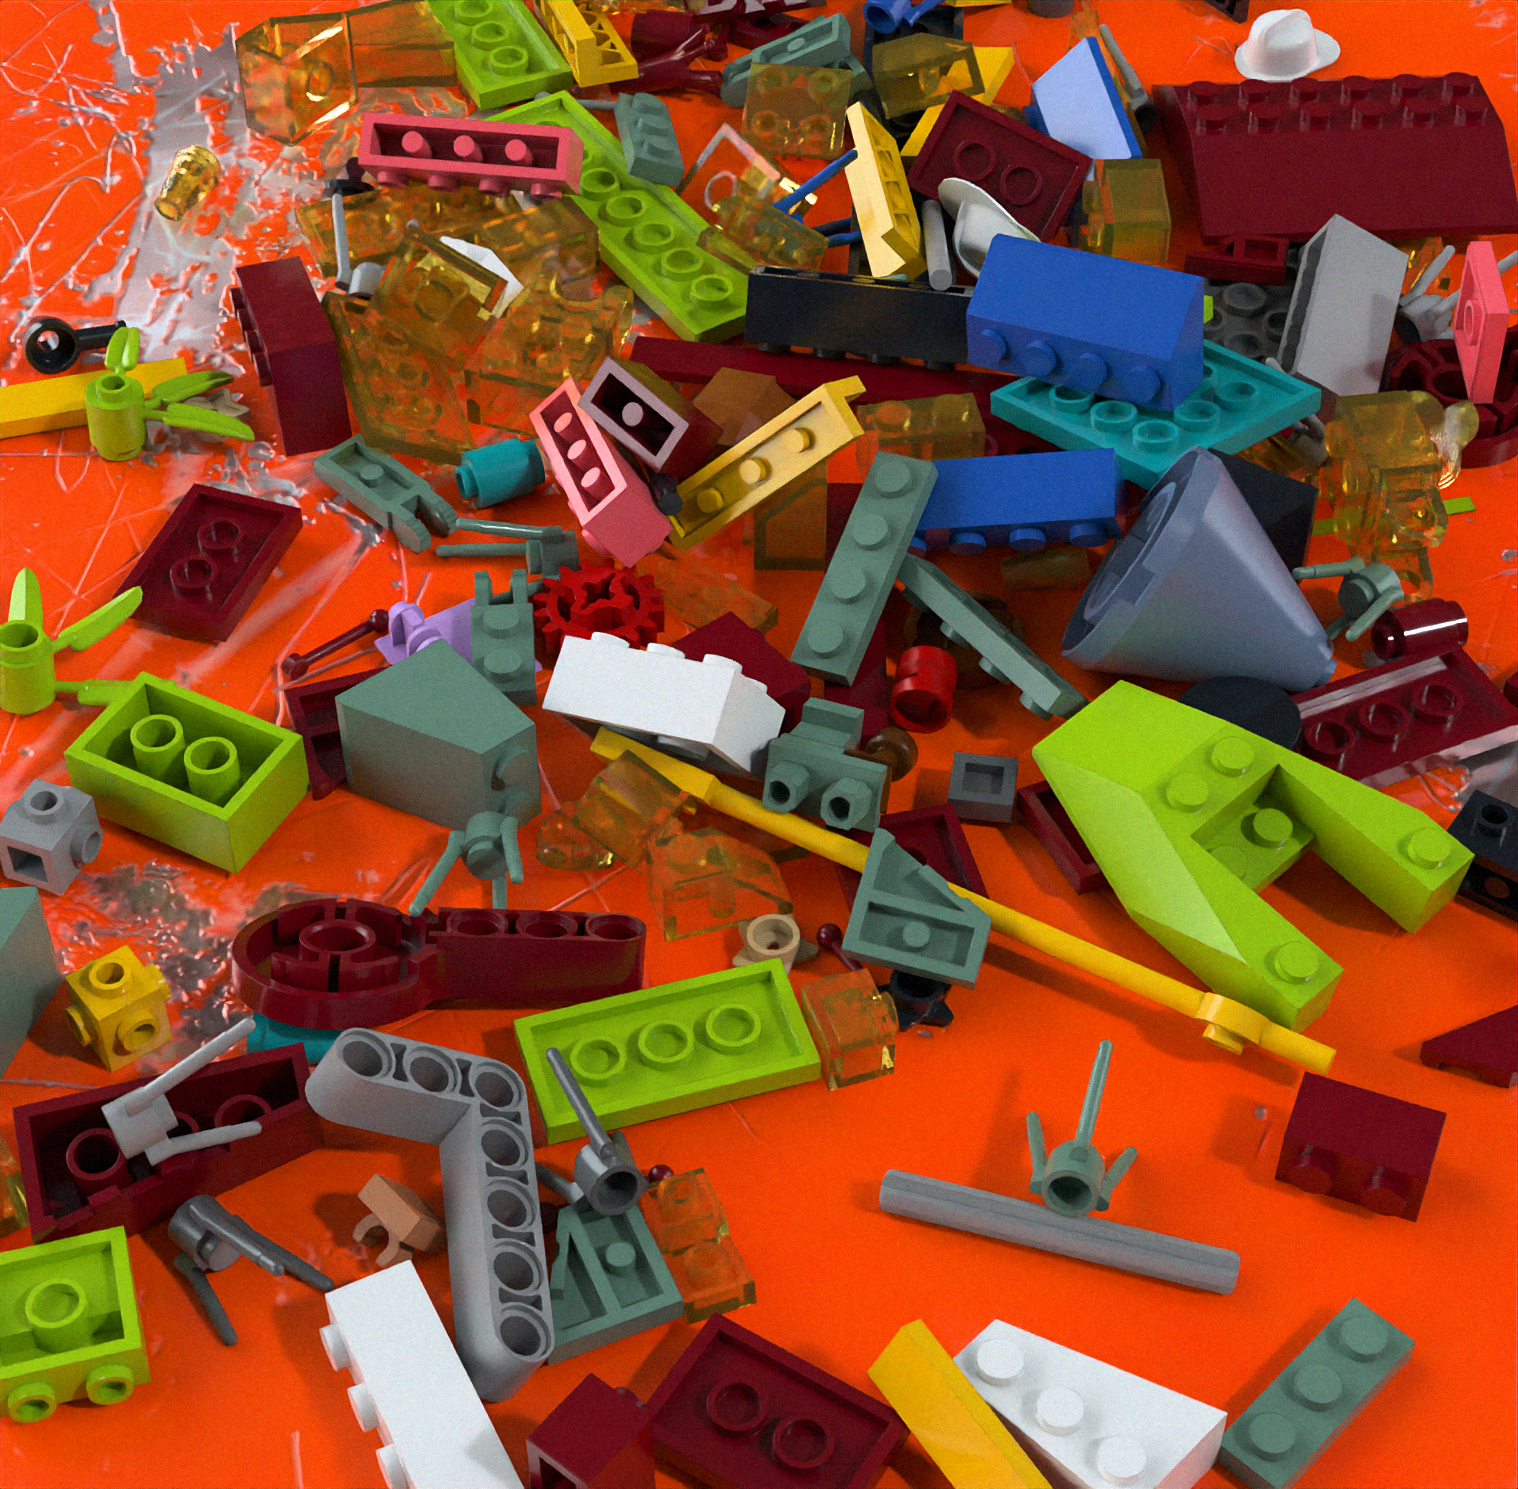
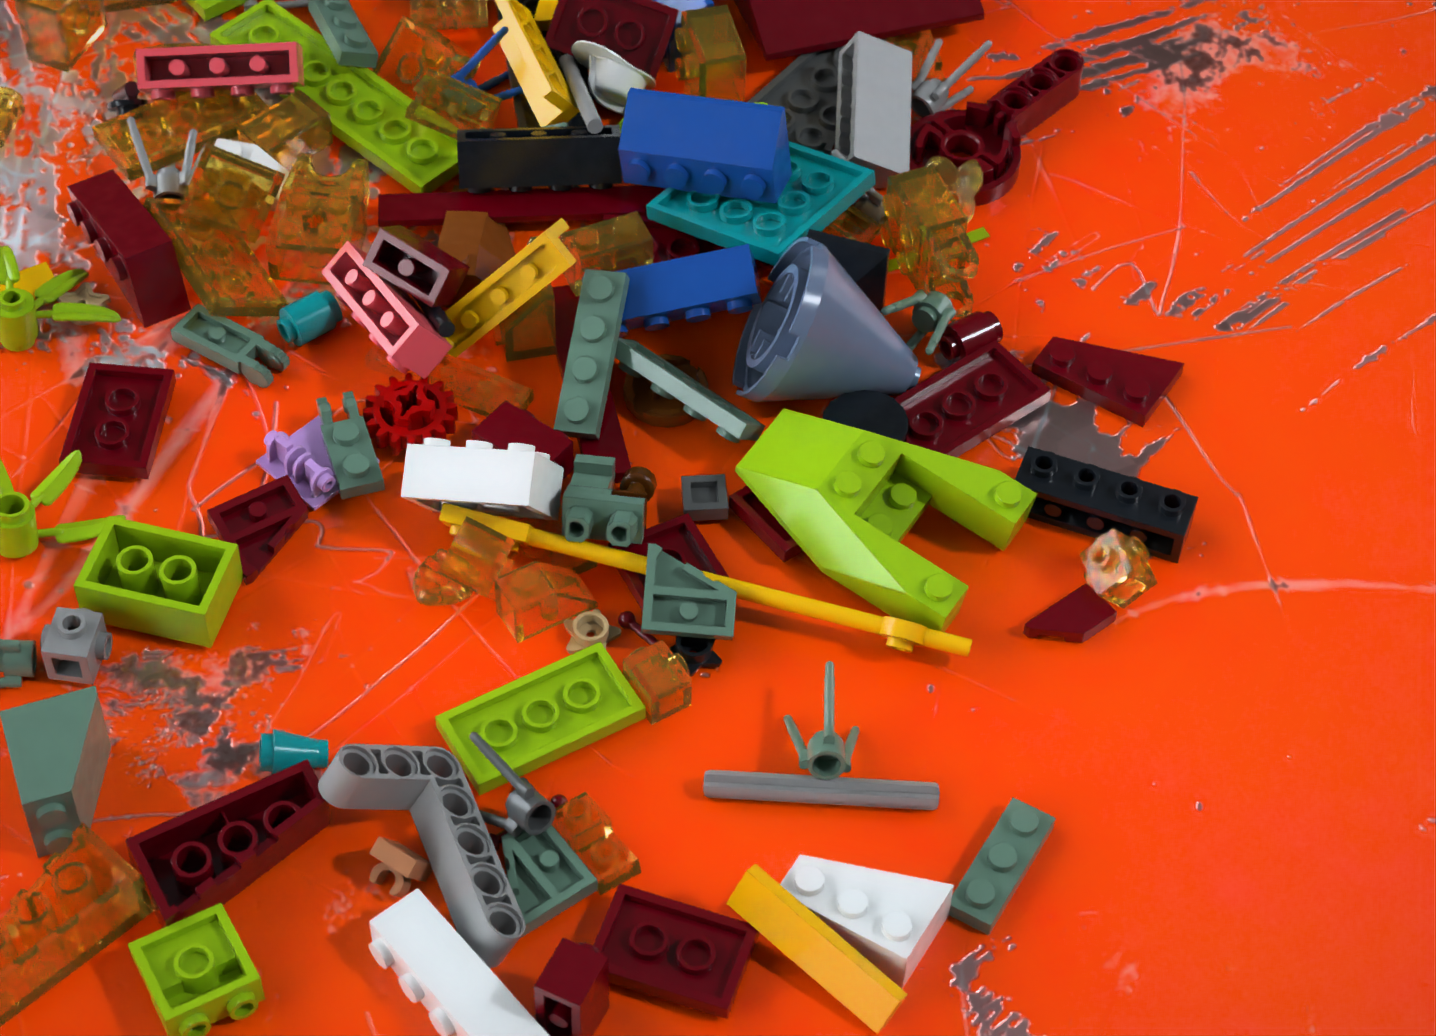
camera: 15 degrees left, 5 degrees up
(118, 1007) = (164, 756): yellow brick -> none
(144, 1115) = (220, 827): light grey plant -> none
(215, 1241) = (280, 898): dark grey plant -> none
(296, 666) = (205, 487): dark red hinge -> none
(373, 965) = (331, 698): dark red beam -> none
(439, 741) = (334, 533): sand green slope -> none
(488, 851) = (384, 600): sand green plant -> none
(544, 550) = (359, 374): sand green plant -> none
(923, 689) = (649, 434): red wheel -> none
(1053, 568) = (717, 330): clear yellow cone -> none
(1243, 259) = (796, 68): dark red tile -> none
(1360, 1146) = (999, 700): dark red brick -> none
(1480, 322) = (972, 102): coral plate -> none

